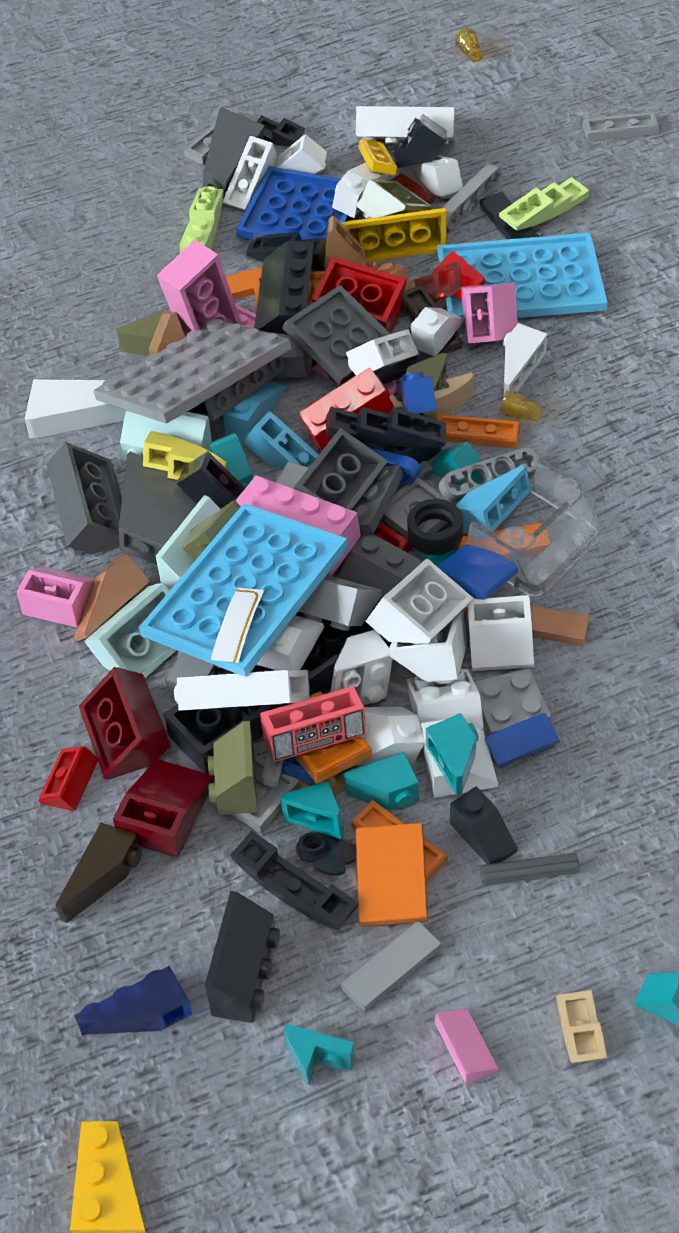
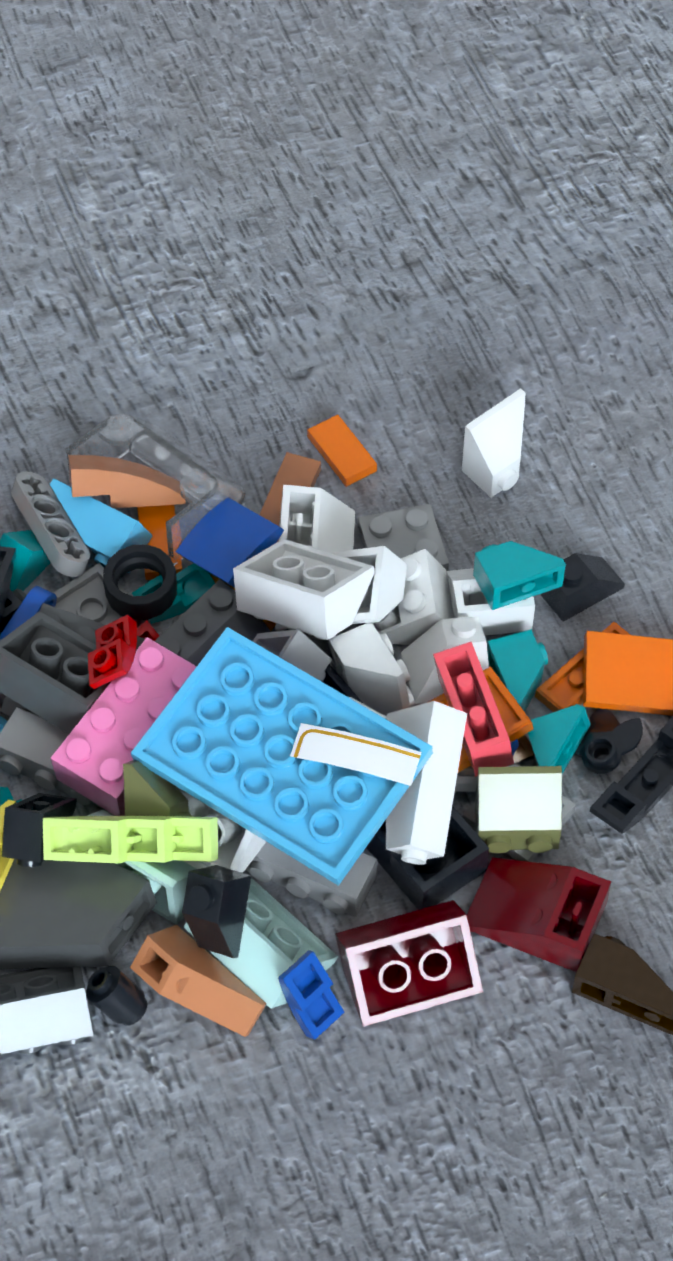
camera: 90 degrees left, 5 degrees up
(54, 595) = (176, 1045): bright pink slope -> none
(69, 778) = (480, 1037): red slope -> none
(90, 657) = (309, 995): none -> blue slope
(94, 553) = (116, 996): none -> black brick
(141, 580) = (216, 908): none -> black slope
(184, 515) = (130, 838): none -> yellowish green slope
(333, 492) = (113, 652): none -> red slope
(522, 739) = (463, 529): blue slope -> none
(524, 496) = (123, 481): none -> nougat slope
(529, 868) = (631, 548): dark grey axle -> none
(600, 655) = (342, 450): none -> orange tile
(613, 753) = (495, 445): none -> white slope

